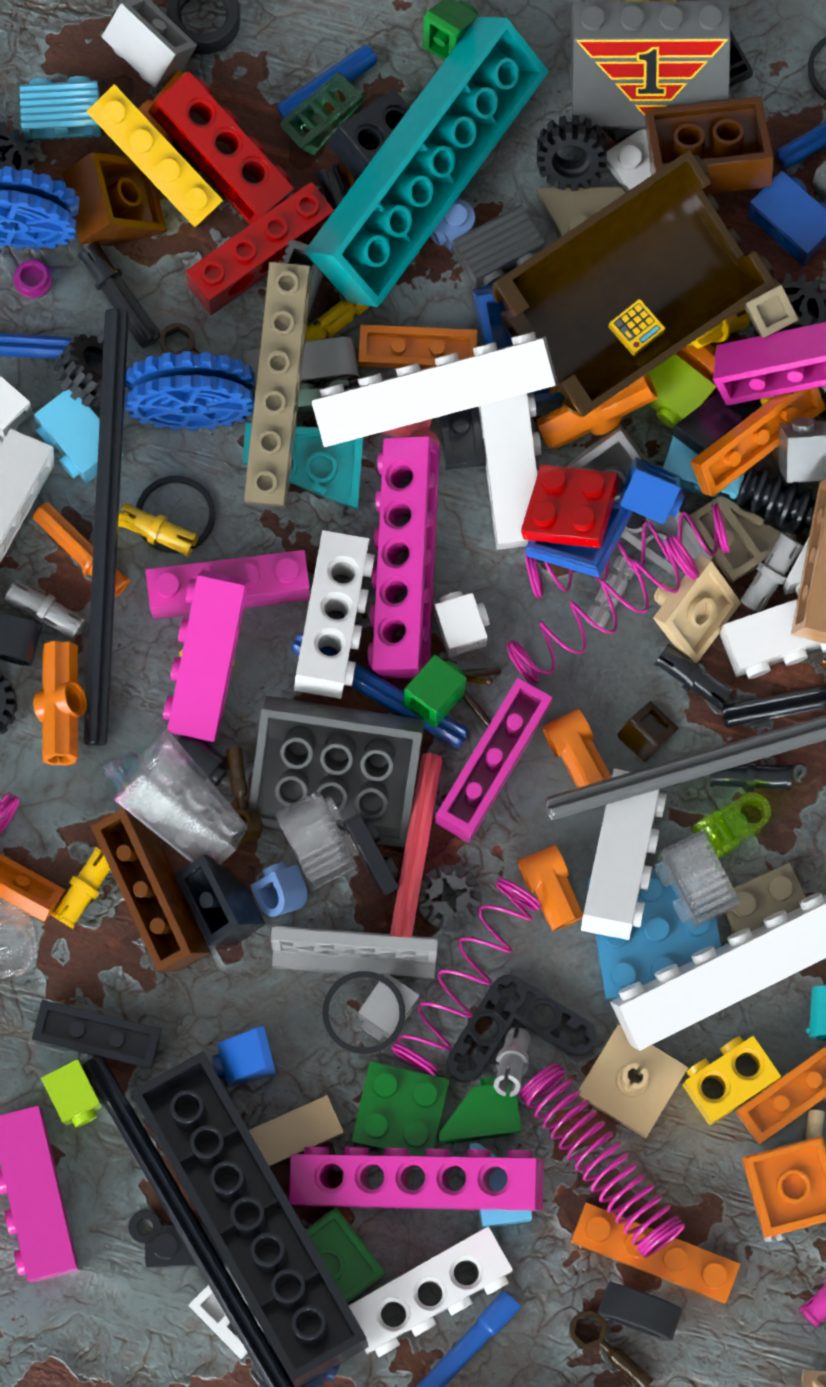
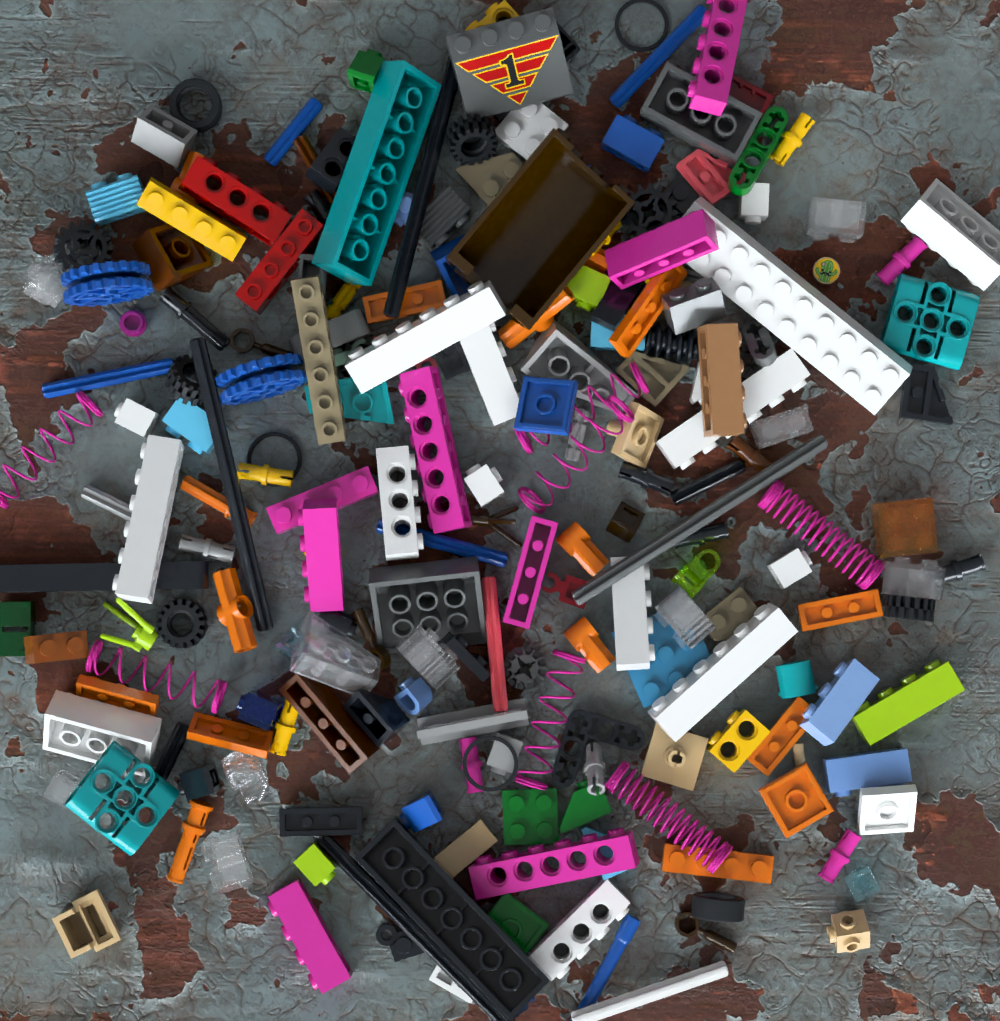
camera: 15 degrees left, 10 degrees up
(55, 848) = (259, 709): none -> clear blue brick
(303, 114) = (288, 151): clear green slope -> none
(338, 1014) = (473, 764): none -> dark pink pin
(435, 690) = (479, 537): green brick -> none
(481, 206) = (421, 193): none -> black axle
(535, 799) = (565, 588): none -> dark red plate
(570, 506) = (536, 391): red plate -> none
(636, 327) = (548, 255): yellow tile -> none
(651, 491) = (587, 368): brick -> none
(724, 134) = (567, 104): reddish brown slope -> none
(771, 311) = (636, 220): dark tan brick -> none
(771, 573) = (680, 395): light grey pin -> none

